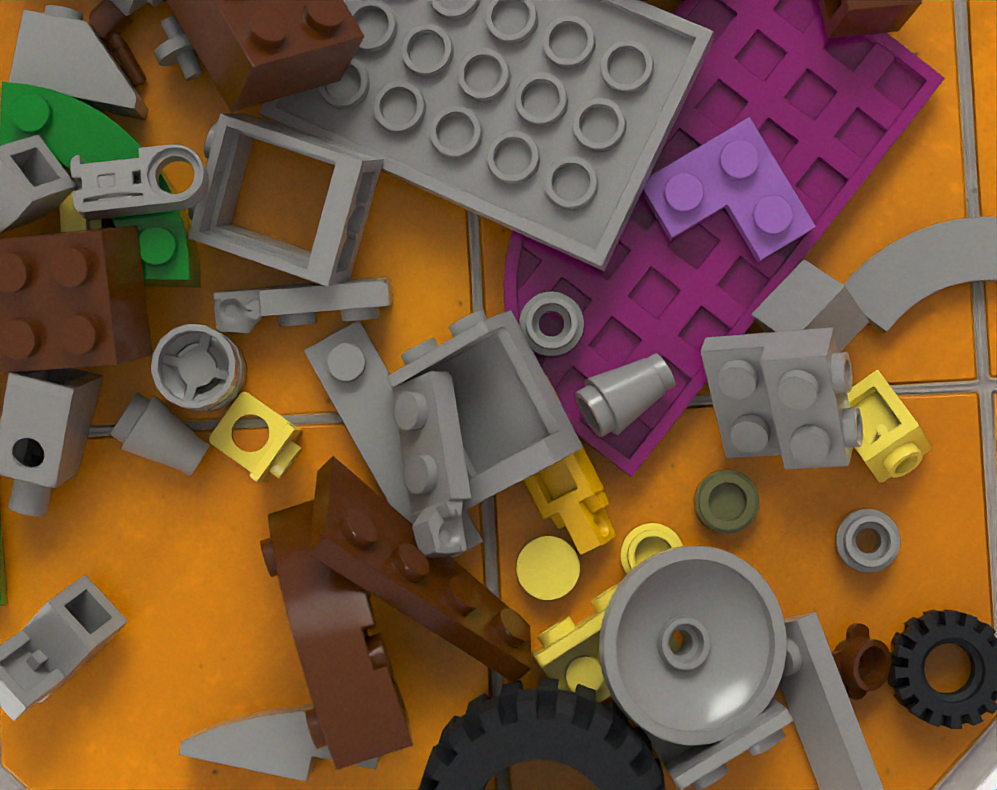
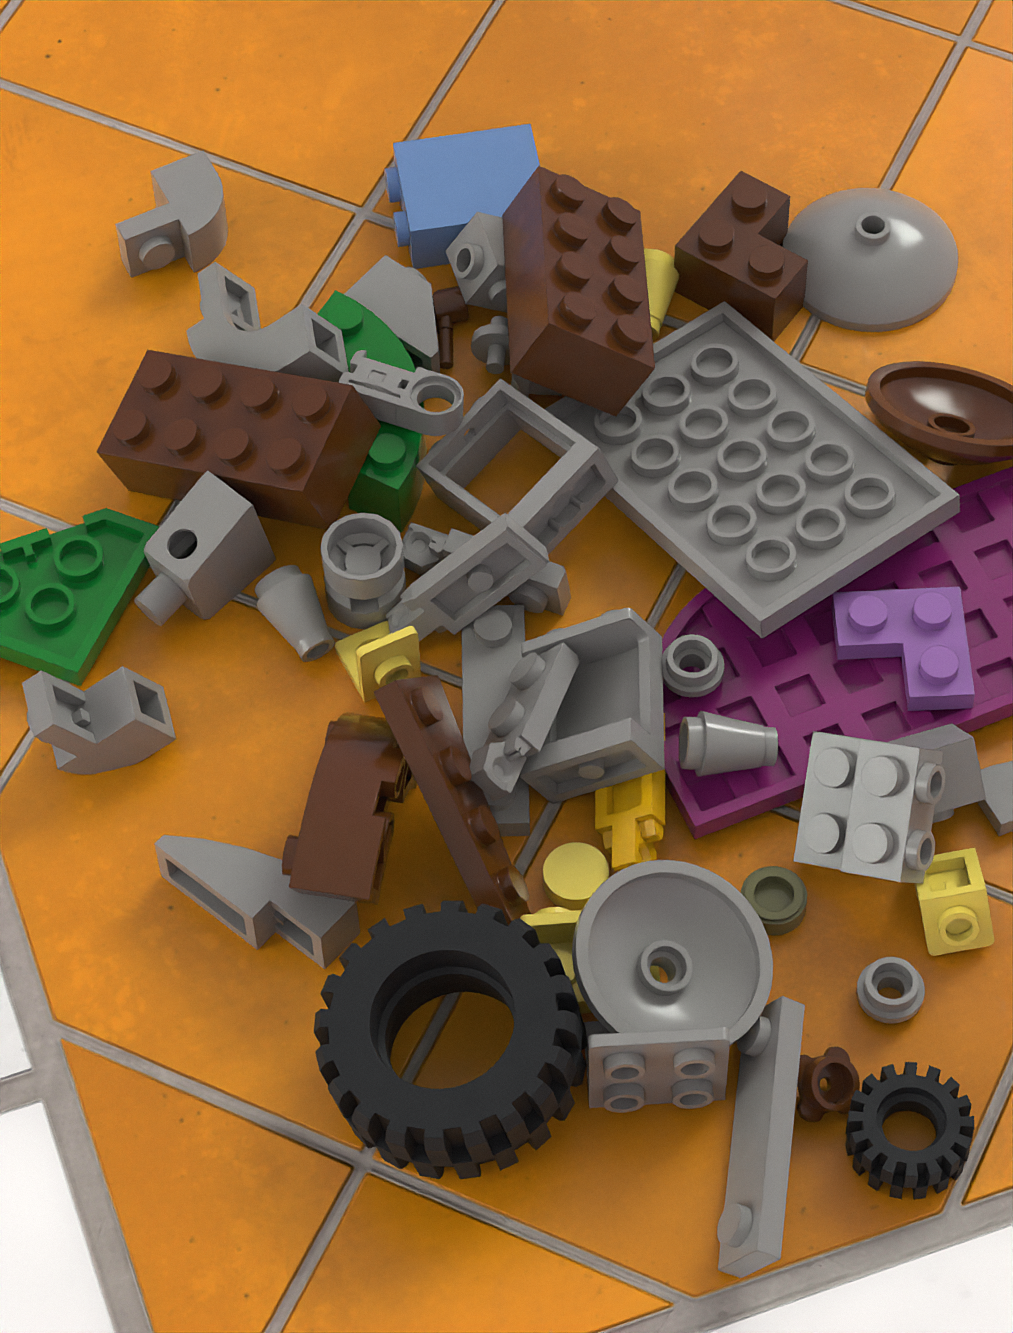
camera: 30 degrees right, 30 degrees down
(307, 344) = (470, 579): none -> light grey hinge

